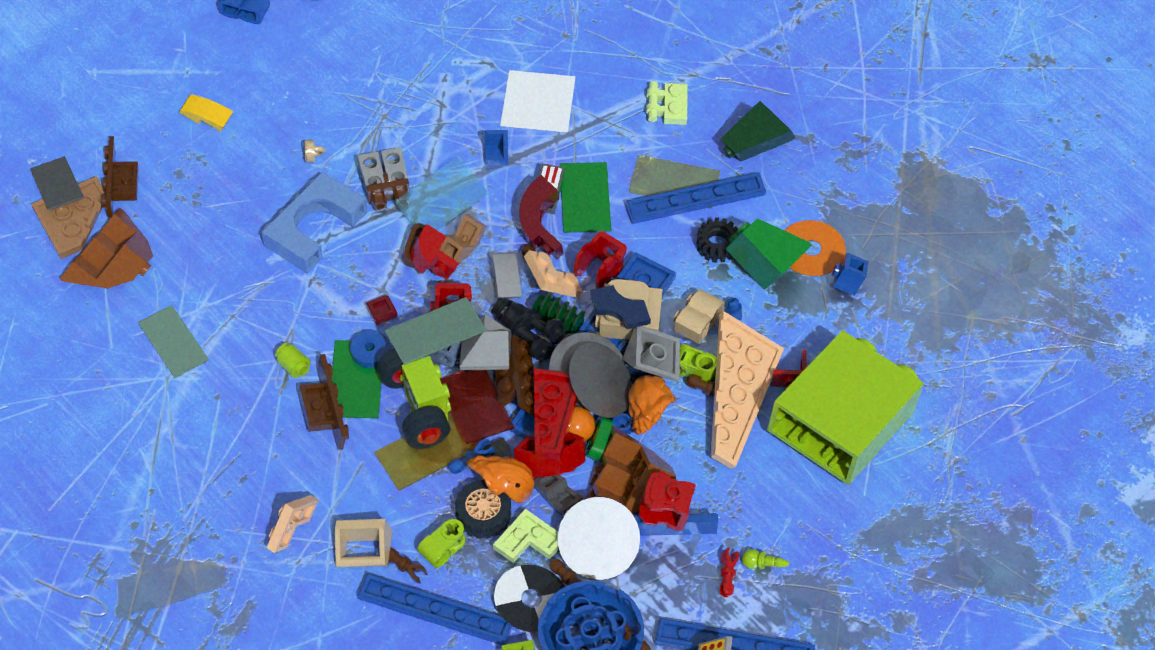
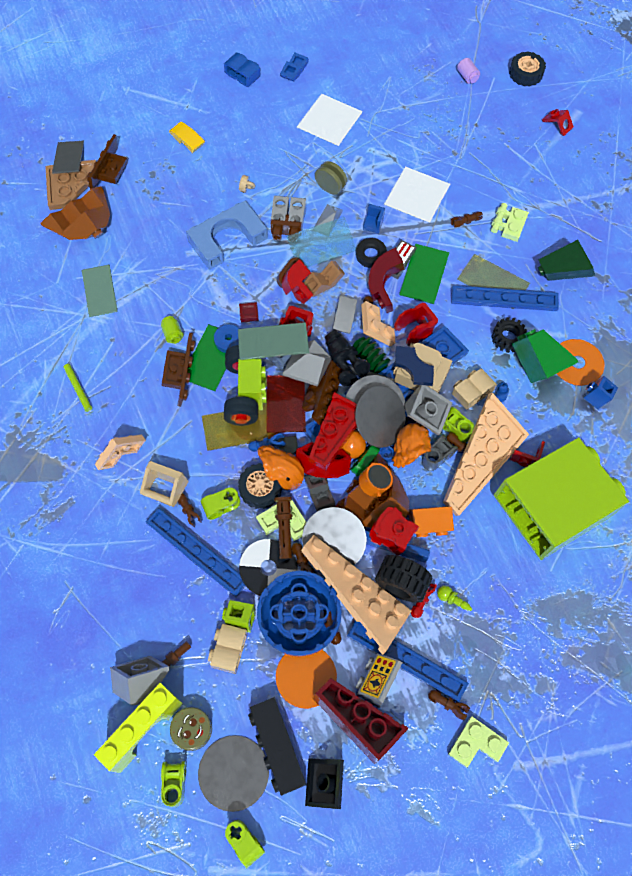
camera: 20 degrees right, 10 degrees up
(199, 467) = (77, 387): none -> lime bar
(386, 36) = (329, 119): none -> white sticker
(421, 111) = (331, 177): none -> olive head
(435, 159) = (329, 214): none -> light grey slope
(503, 179) = (364, 245): none -> black tyre
(531, 530) = (284, 516): none -> reddish brown pin
(613, 114) = (459, 221): none -> reddish brown piece
(623, 452) = (375, 479): none -> piece
(651, 586) = (361, 596): none -> light nougat wing
(687, 402) = (440, 451): none -> dark grey piece
(698, 552) = (403, 578): none -> black tyre
(710, 479) = (432, 520): none -> orange brick

